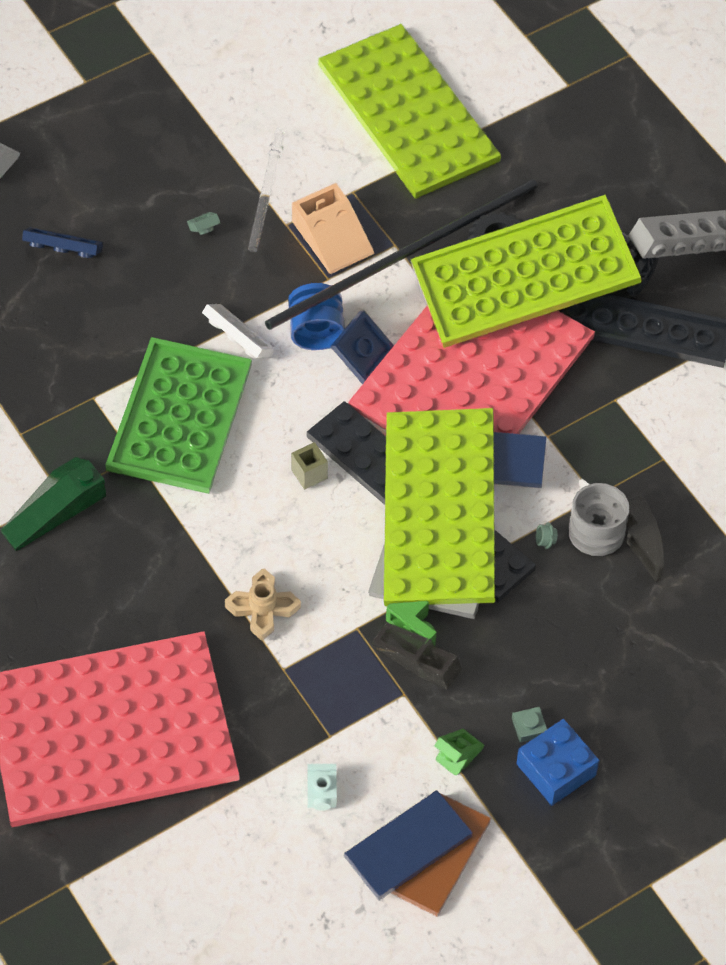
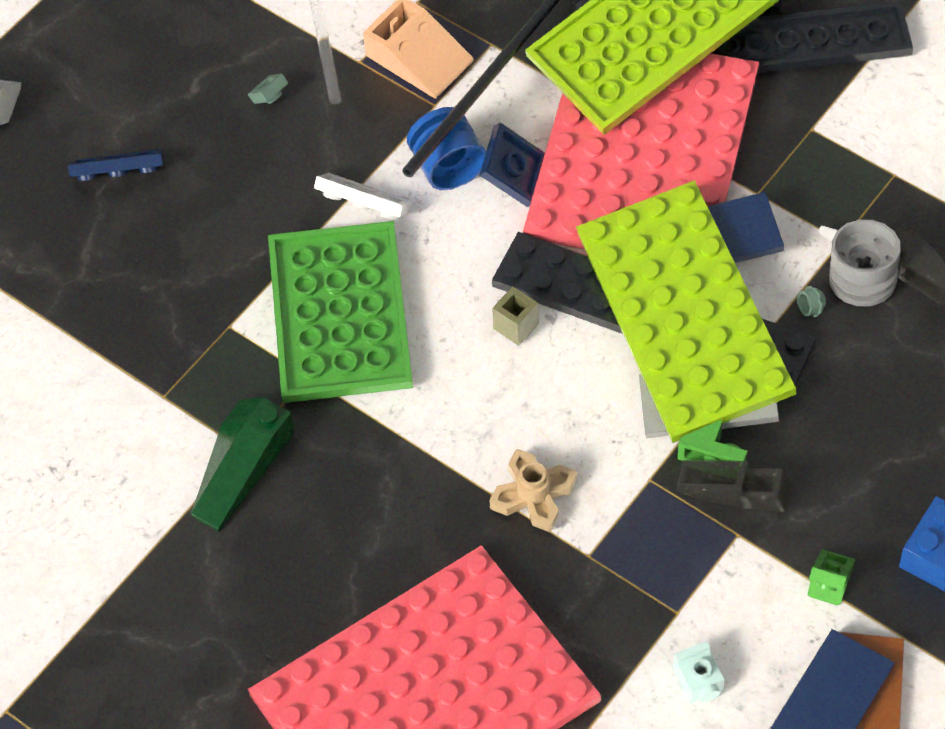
camera: 15 degrees left, 0 degrees up
(528, 724) = (893, 517): sand green plate -> none

